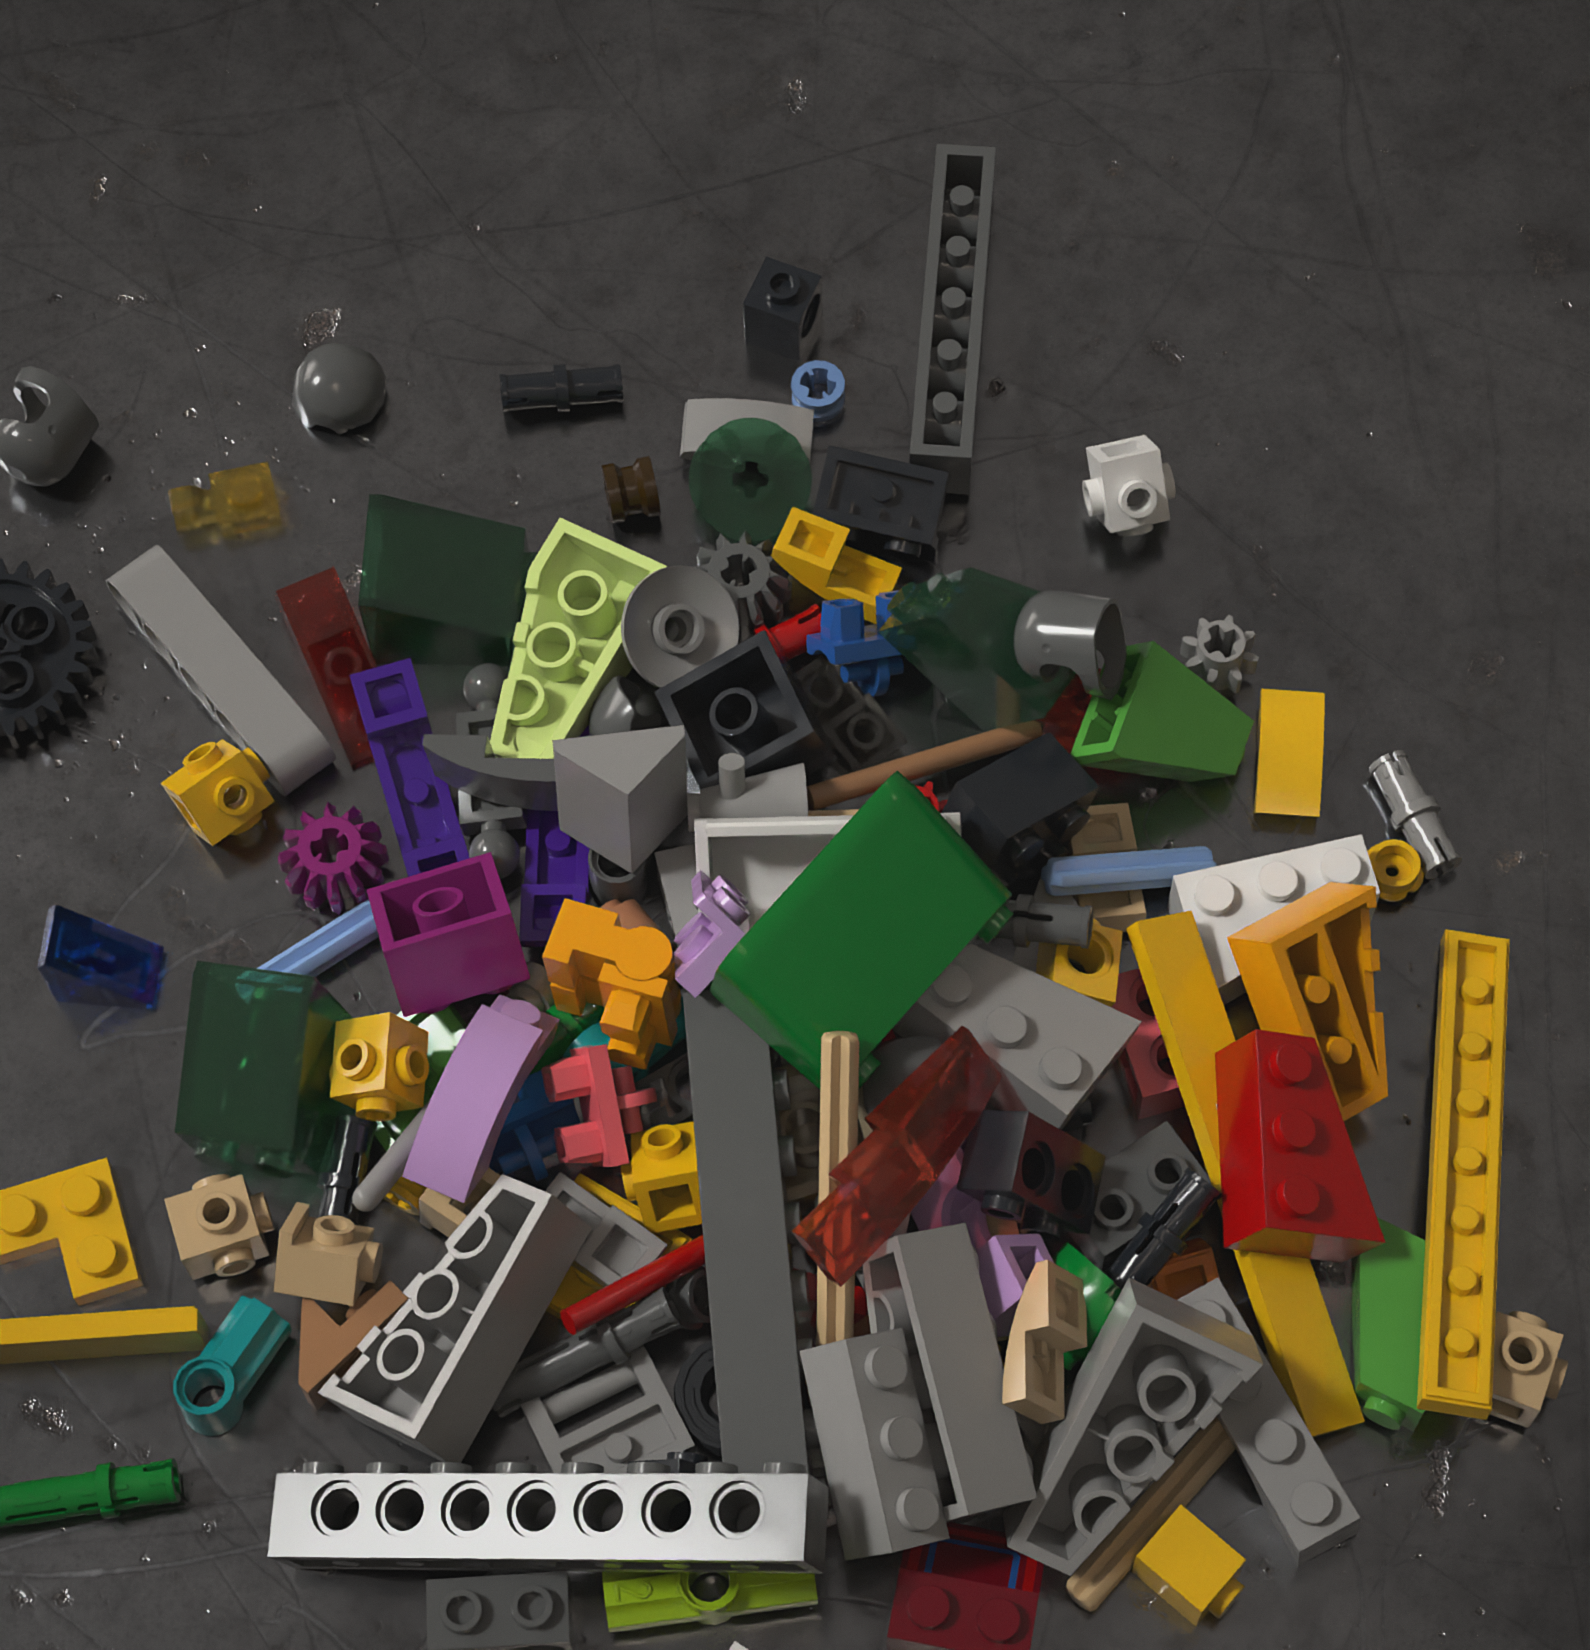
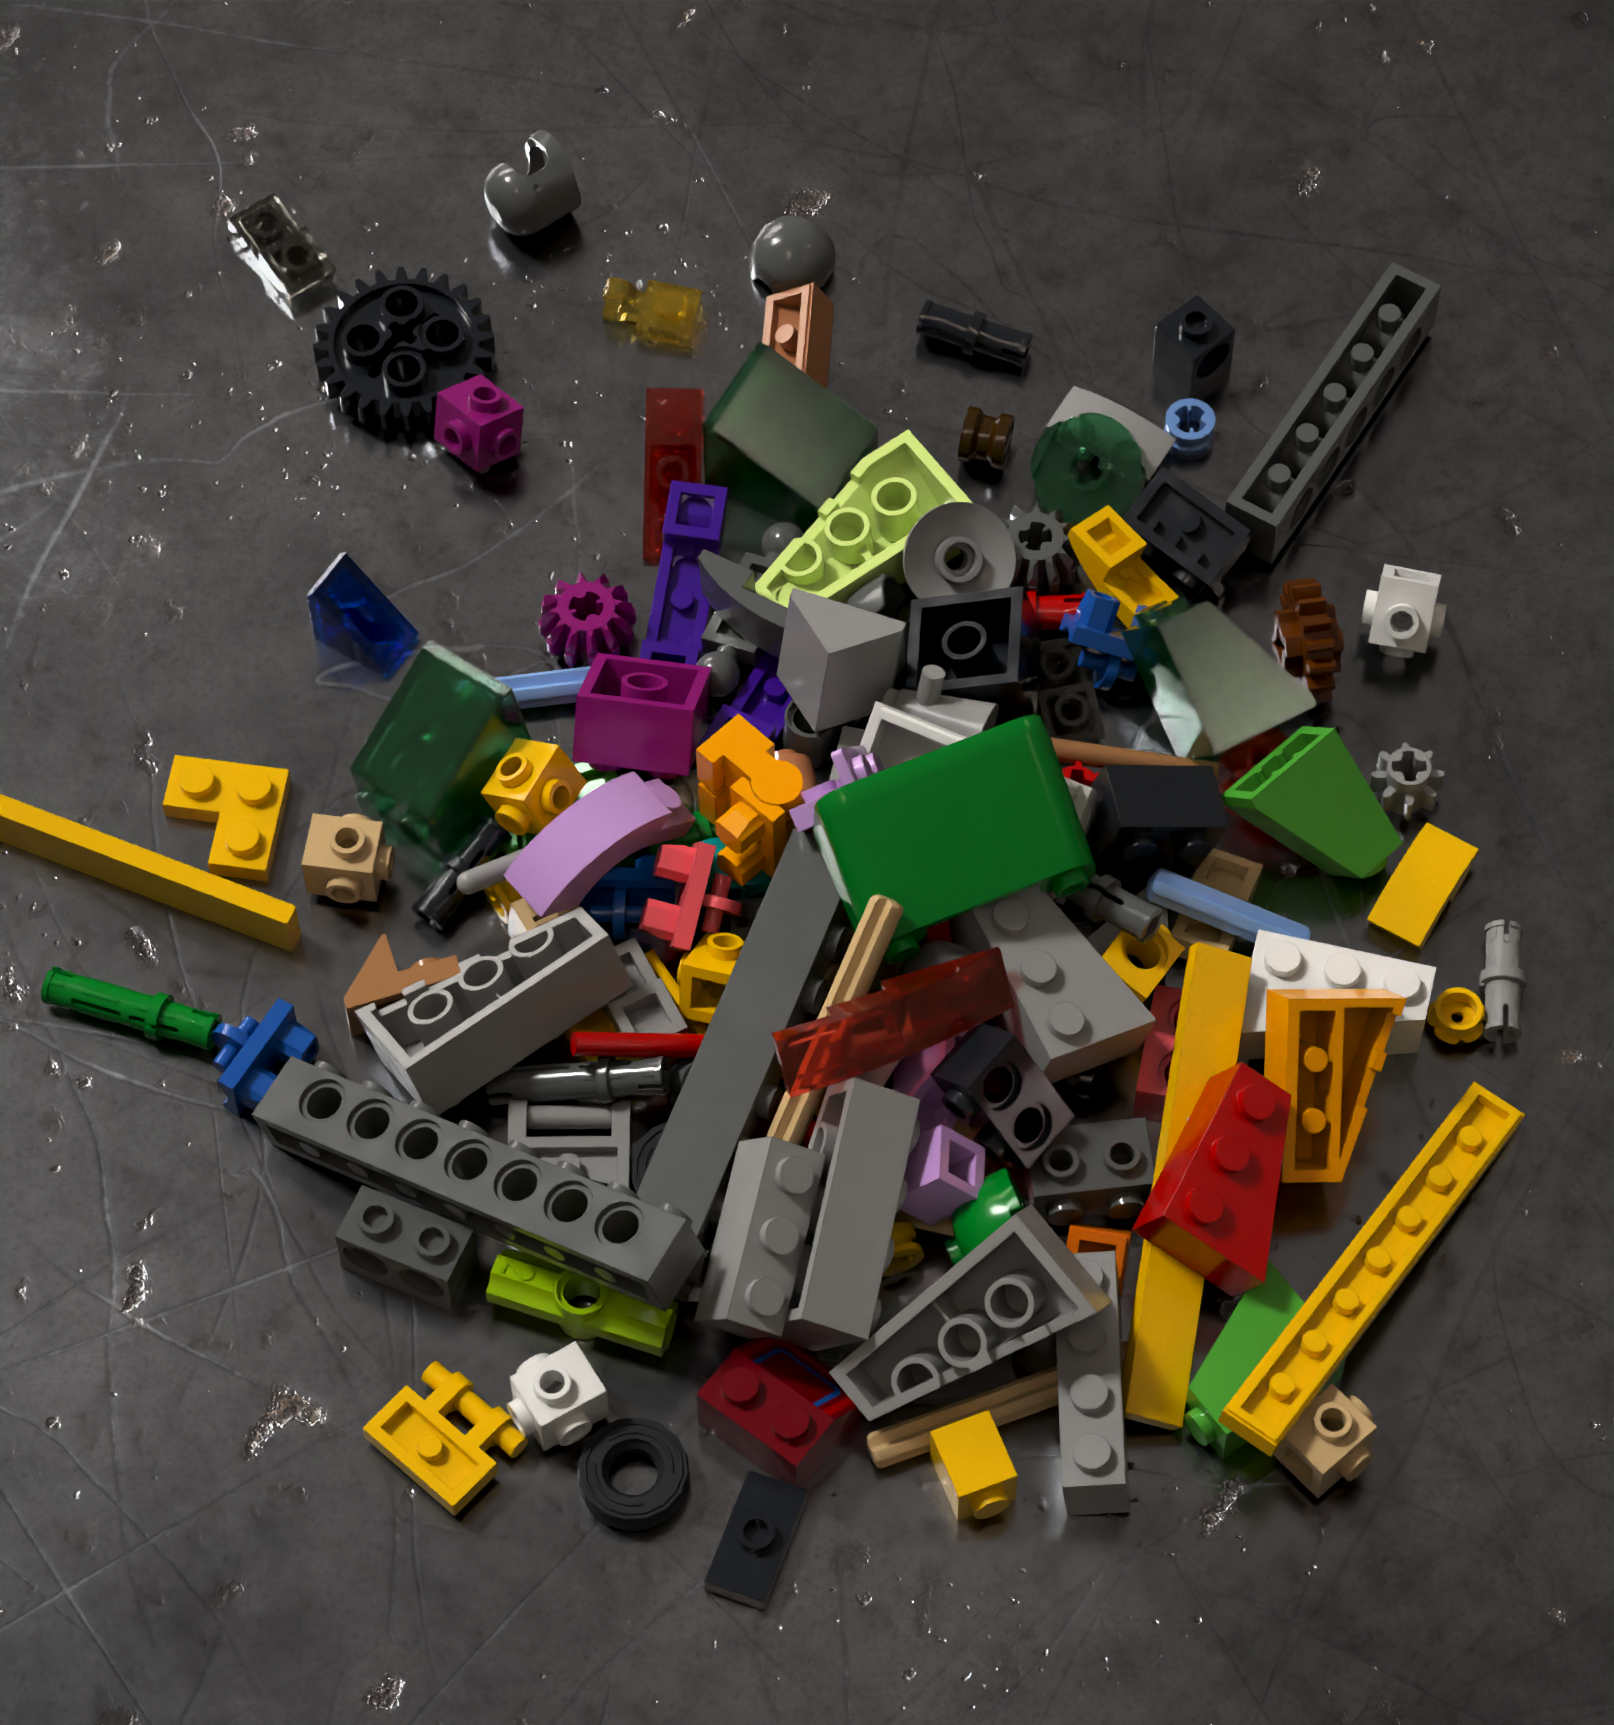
camera: 25 degrees right, 5 degrees down
(115, 700) = (478, 422): none -> magenta brick
(219, 790) = (508, 516): yellow brick -> none
(220, 669) = (576, 437): light grey beam -> none
(233, 1361) = (300, 964): teal piece -> none
(239, 1514) = (255, 1049): none -> blue hips
(325, 1257) = (413, 913): tan brick -> none
(384, 460) = (800, 329): none -> nougat slope
(1045, 1325) = (942, 1214): tan slope -> none
(1055, 549) = (1308, 637): none -> reddish brown gear
(1066, 632) = (1253, 683): dark grey helmet -> none
(1164, 1230) = (1094, 1194): black pin -> none

